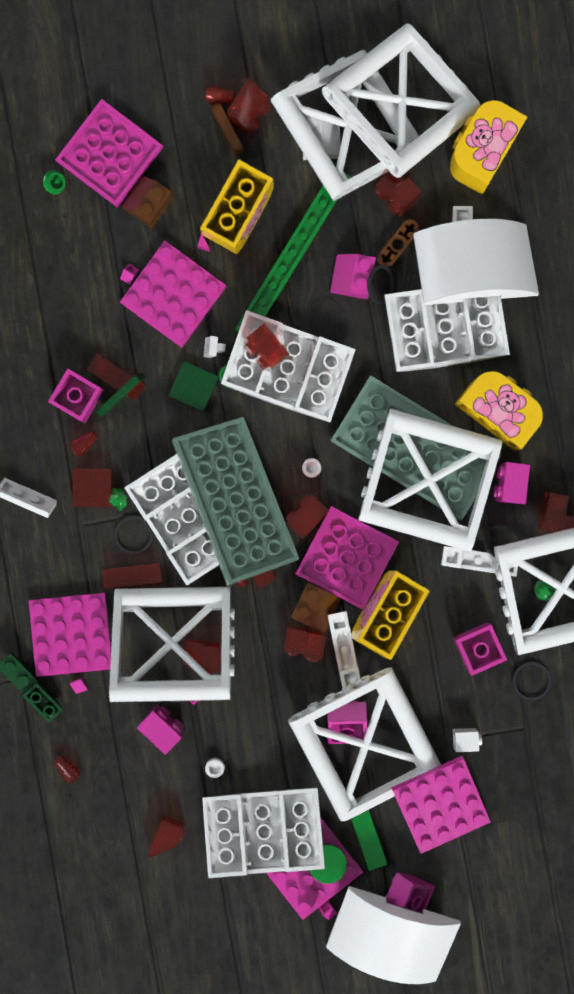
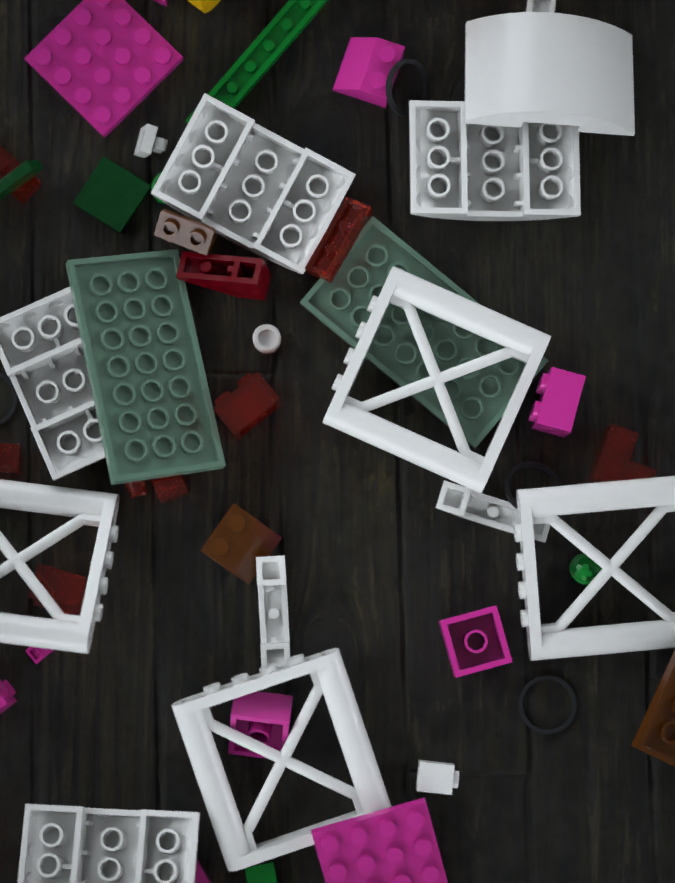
camera: 10 degrees right, 5 degrees down
(129, 273) = (45, 20): dark pink piece -> none
(214, 767) = (52, 763): white tile -> none
(247, 406) = (185, 232): none -> bracket
(265, 348) = (223, 148): clear red brick -> none
(278, 429) = (226, 274): none -> dark red slope
(305, 642) = (214, 593): clear red brick -> none
(347, 557) = (298, 477): dark pink plate -> none
(350, 395) = (338, 239): none -> clear red plate
(389, 613) = (346, 565): yellow brick -> none
(402, 230) = (451, 16): reddish brown beam -> none
(502, 408) = (557, 289): brick -> none

